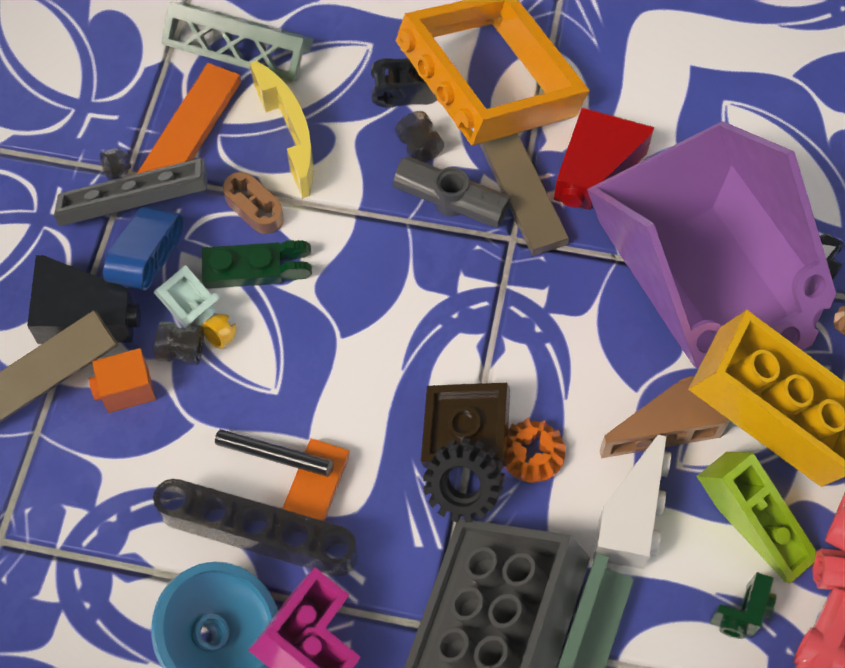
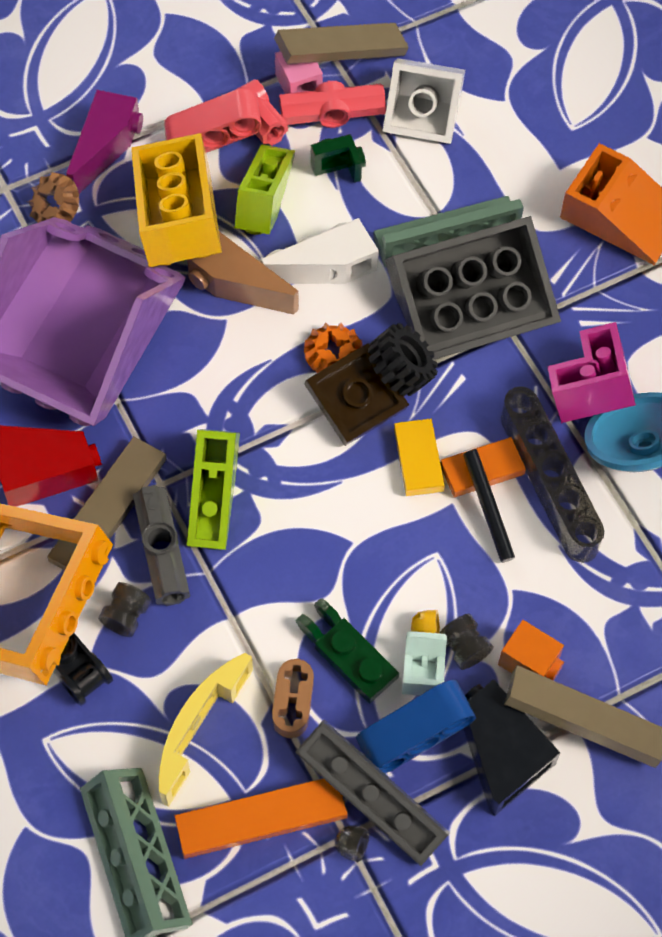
camera: 130 degrees left, 0 degrees up
(370, 439) = (419, 457): none -> yellow tile
(478, 263) = (212, 488): none -> lime slope

